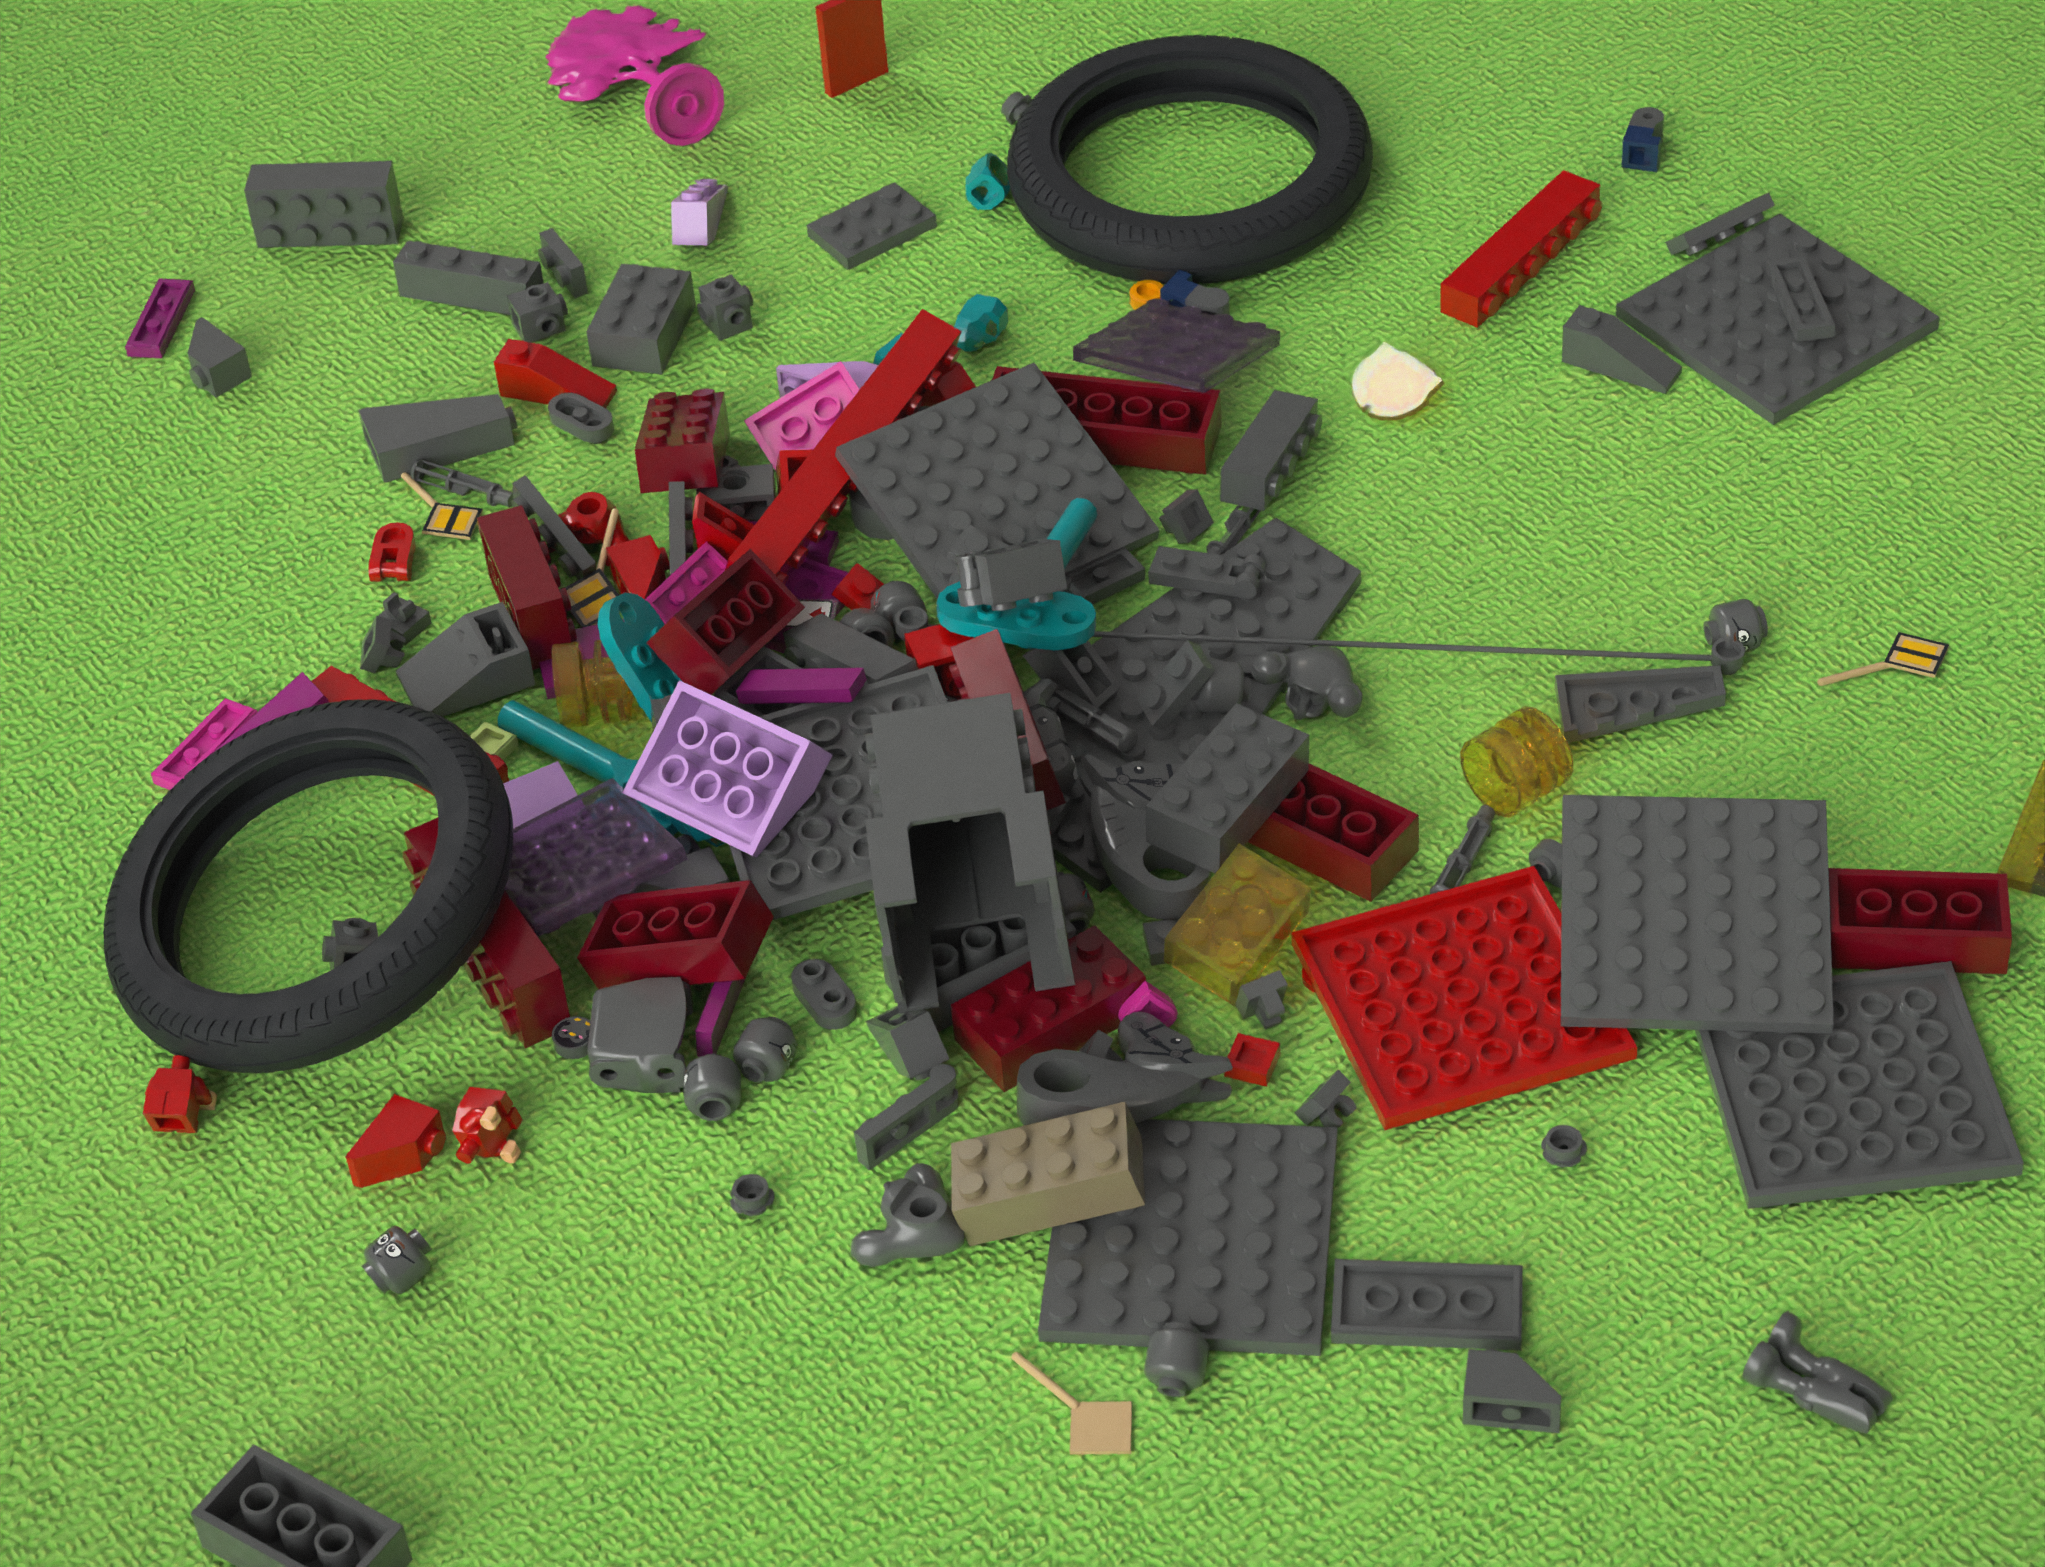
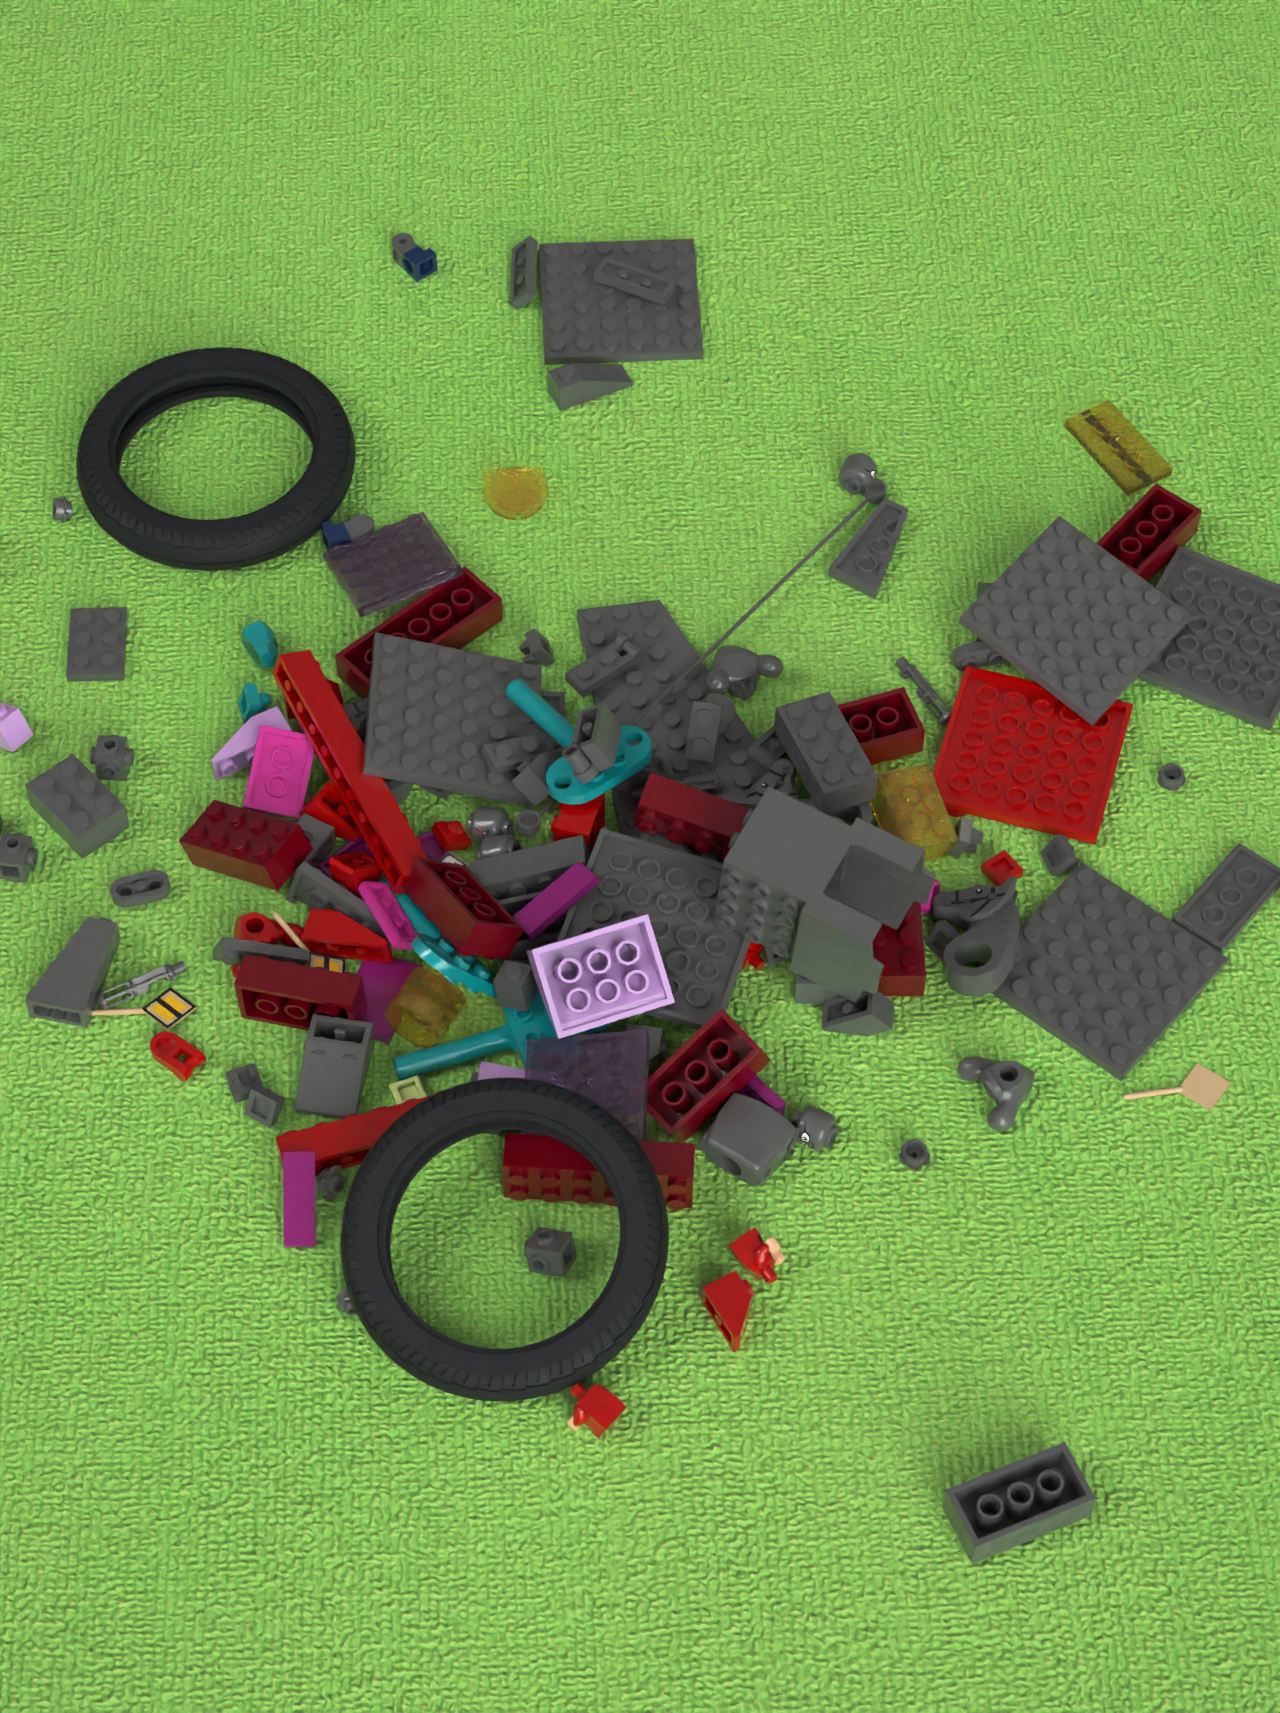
camera: 60 degrees left, 10 degrees up
(202, 742) = (265, 1248): dark pink tile -> none
(397, 1260) = (830, 1354): dark grey head -> none
(539, 374) = (82, 885): red slope -> none
(571, 1037) = (710, 1177): dark grey tile -> none
(765, 1048) = (806, 1086): dark grey head -> none
(817, 987) = (778, 1037): dark grey plate -> none
(907, 1117) = (917, 1045): dark grey plate -> none
(987, 182) = (126, 565): teal rock -> none
(1047, 1174) = (1030, 1002): dark tan brick -> none
(1144, 291) = (310, 553): light orange tile -> none
(1176, 1359) = (1193, 1024): dark grey head -> none
(1236, 525) = (562, 631): dark grey piece -> none
(1270, 450) = (525, 577): dark grey brick -> none
(1516, 761) = (891, 623): clear yellow wheel -> none
(1520, 248) = (455, 366): red brick -> none
(1907, 654) = (937, 420): piece -> none

